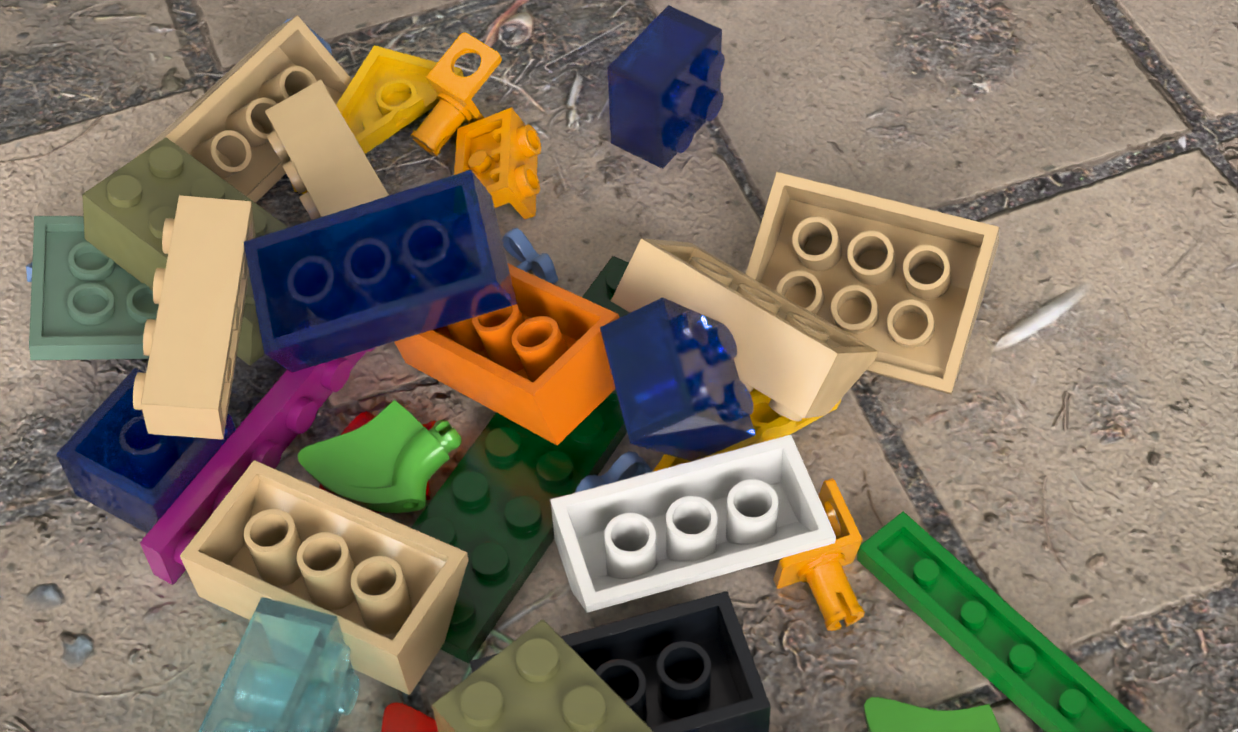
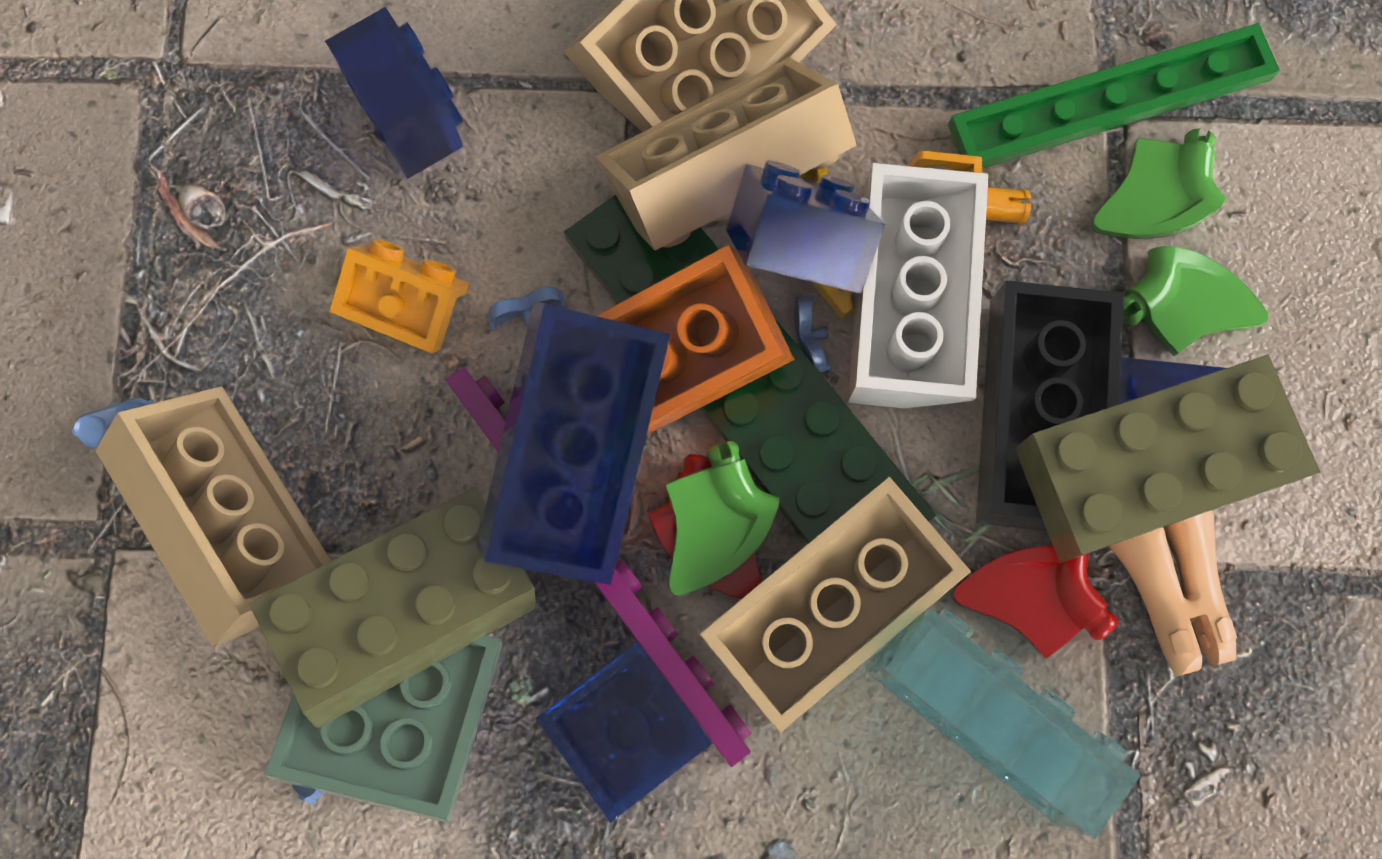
camera: 70 degrees left, 25 degrees up
(197, 319) = (533, 634): tan brick -> none
(322, 153) = (363, 447): tan brick -> none
(387, 96) = (251, 370): yellow wing -> none
(454, 93) = (301, 296): light orange bracket -> none

